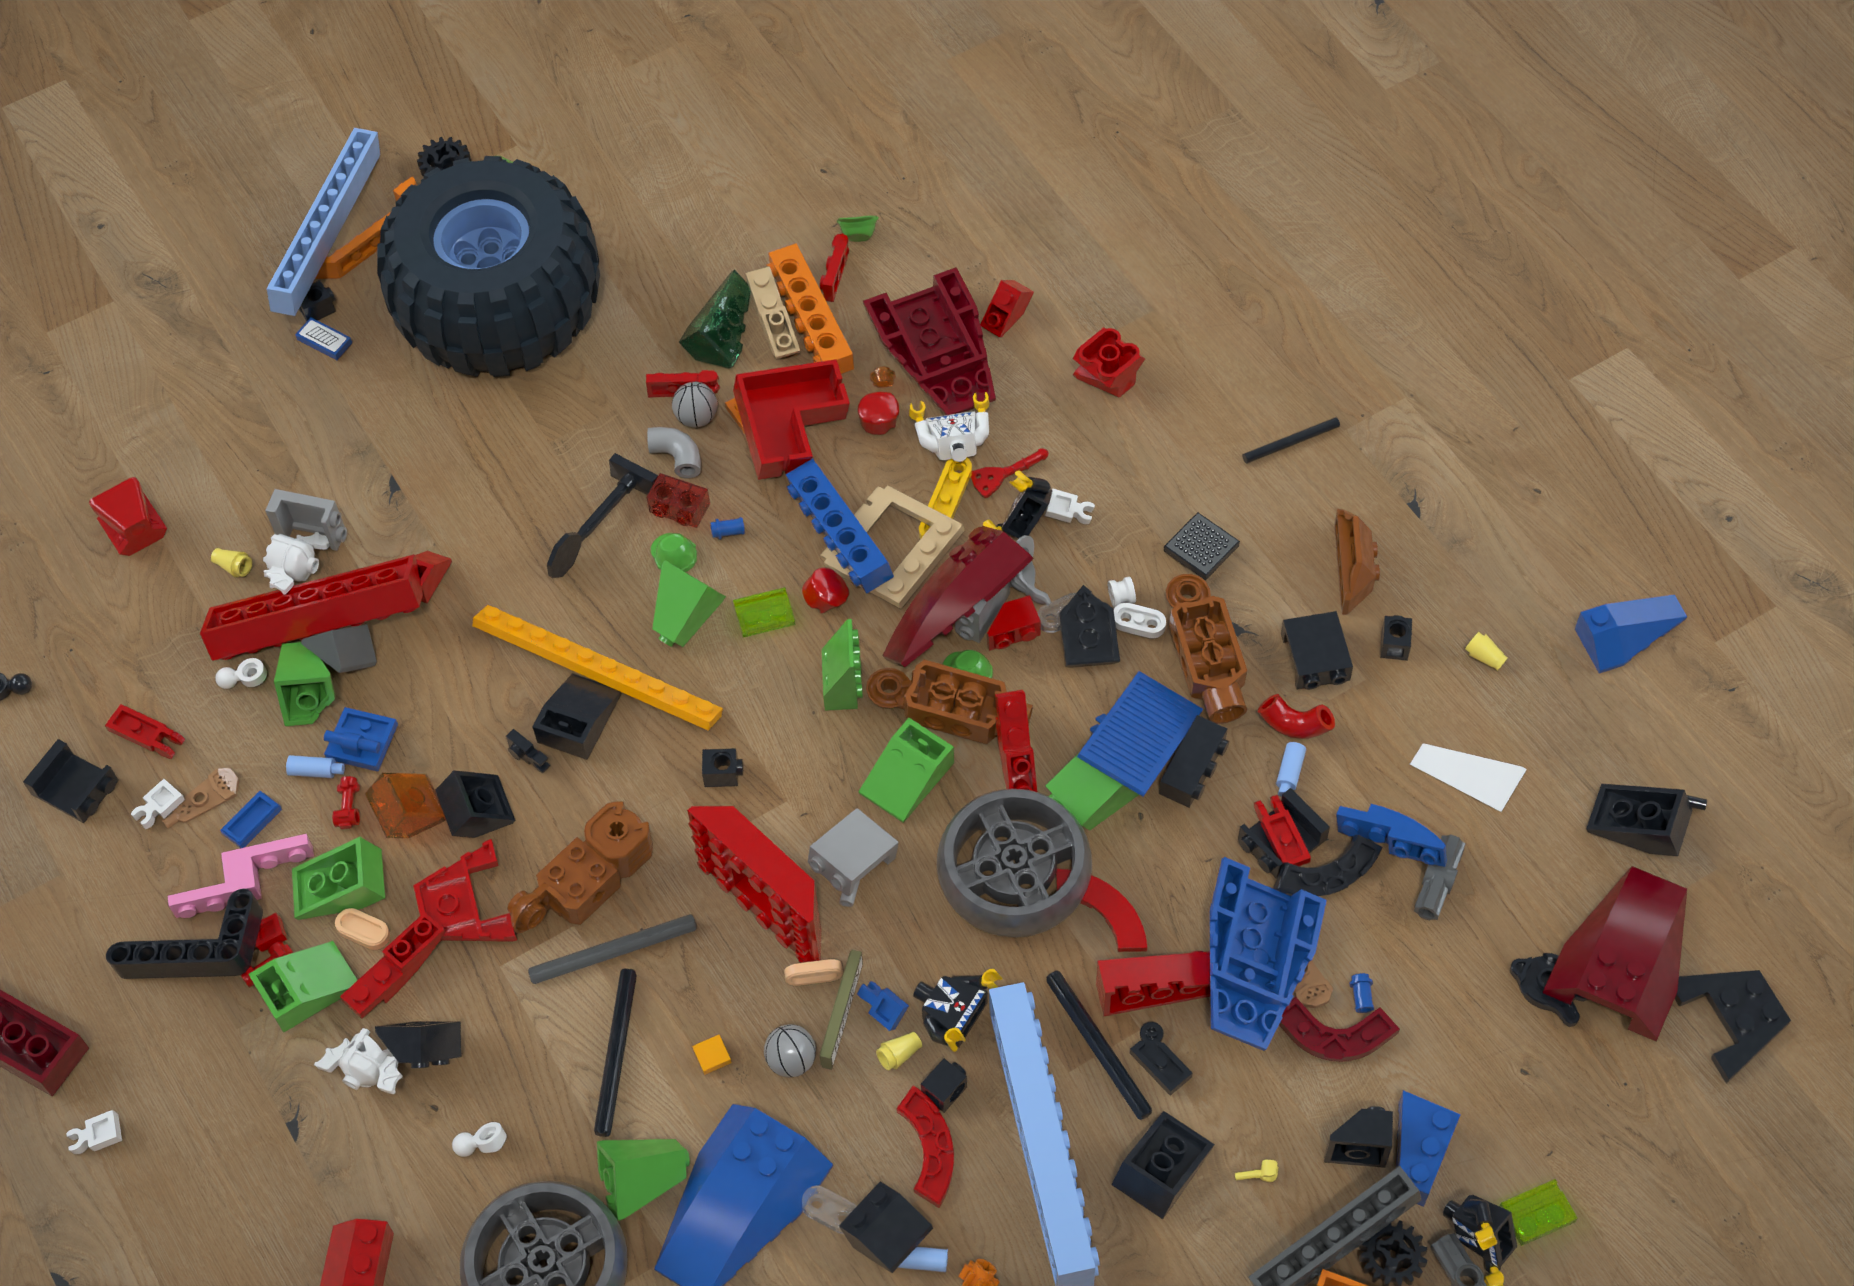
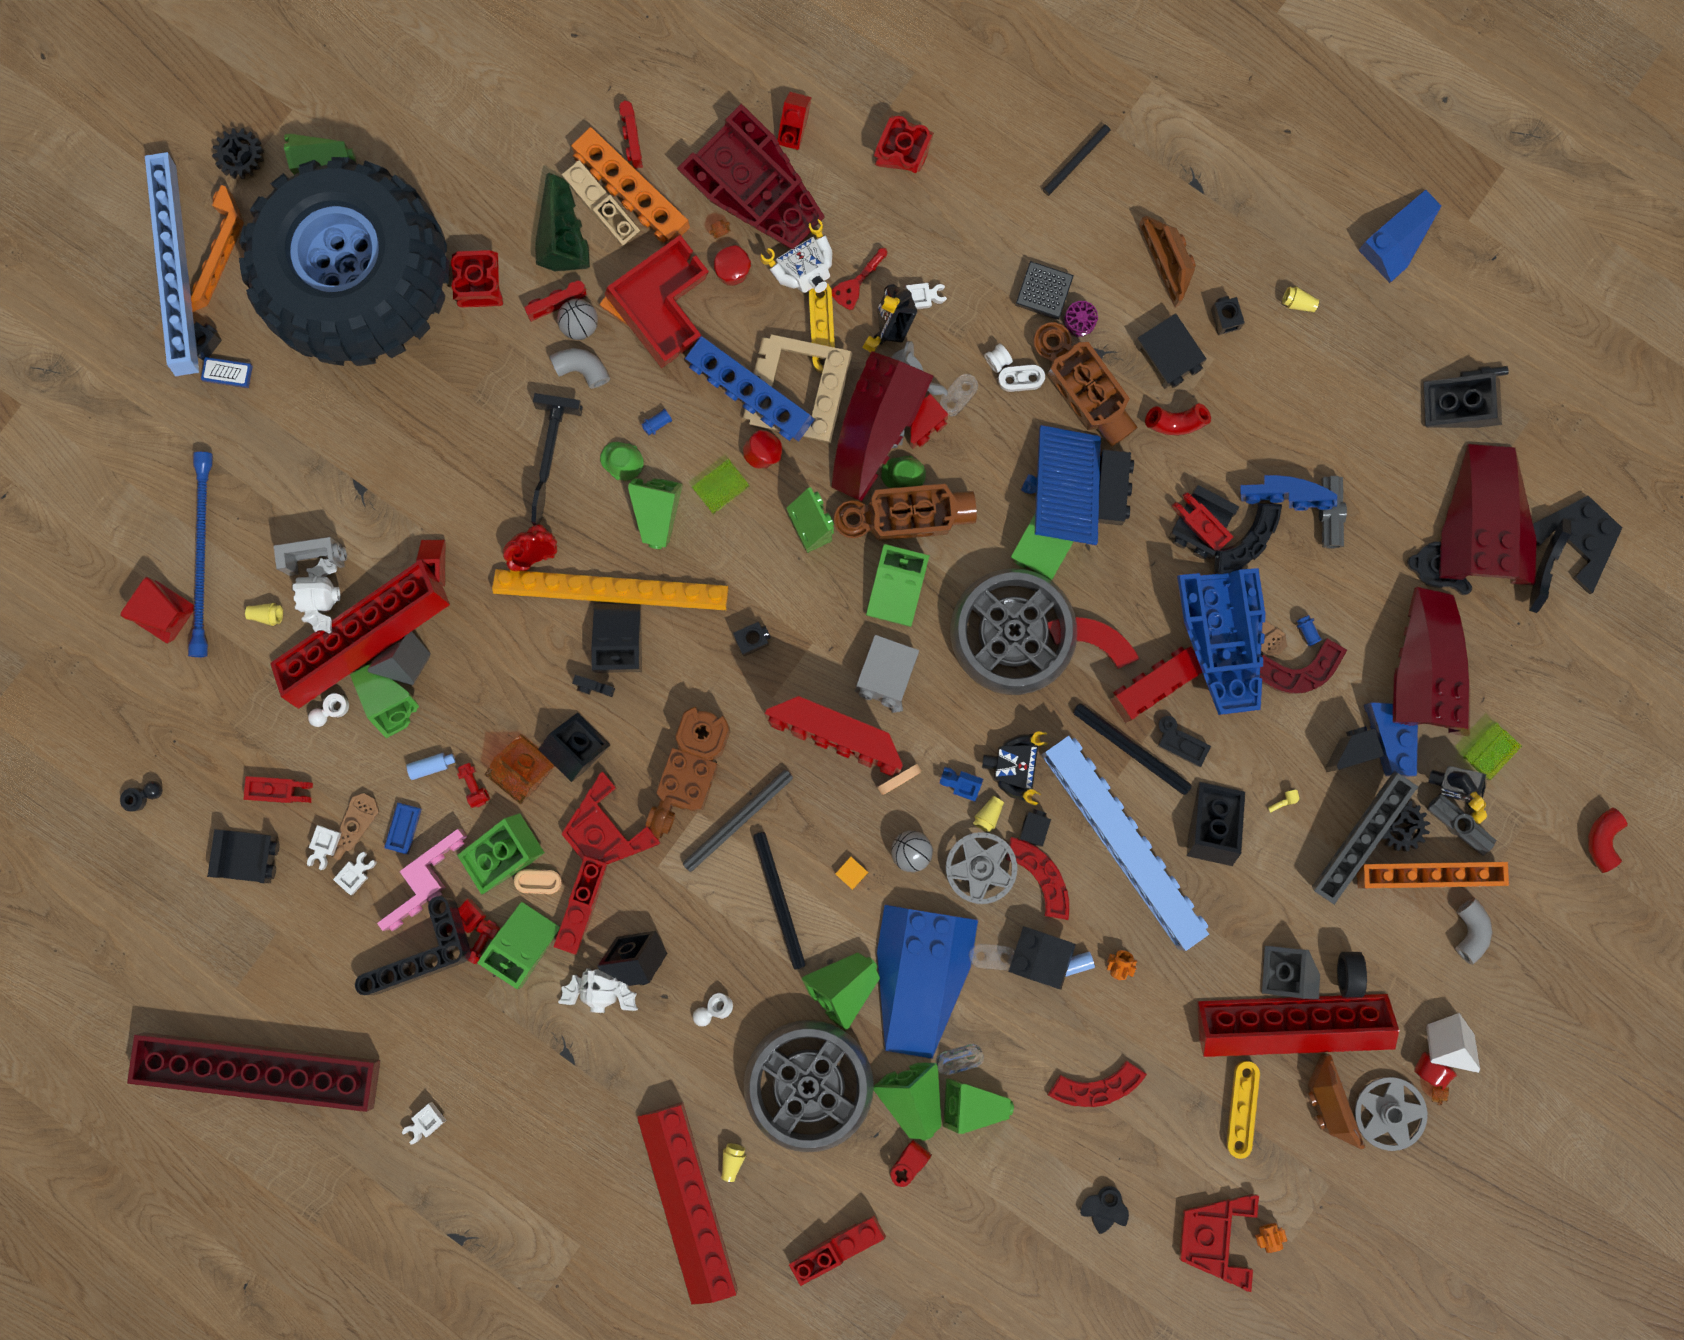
camera: 25 degrees left, 25 degrees up
(149, 565) = (202, 464): none -> blue hose
(172, 844) = (353, 875): none -> white plate
(360, 739) = (454, 727): blue plate -> none
(532, 594) = (529, 548): none -> red hair
(611, 336) = (476, 279): none -> red piece
(680, 496) = (606, 407): clear red brick -> none
(841, 1009) = (933, 801): olive tile -> none
(858, 228) = (632, 84): bright green hat -> none
(862, 1102) = (981, 868): none -> light grey wheel
(1014, 741) = (976, 536): red slope -> none
(1088, 631) = (987, 405): black tile -> none
(1234, 578) = (1081, 318): none -> magenta wheel
(1290, 767) = (1187, 463): light blue cylinder -> none
(1474, 775) = (1322, 411): white sticker -> none
(1496, 1082) = (1433, 667): none -> dark red wedge
(1683, 1025) = (1543, 578): none -> black tile

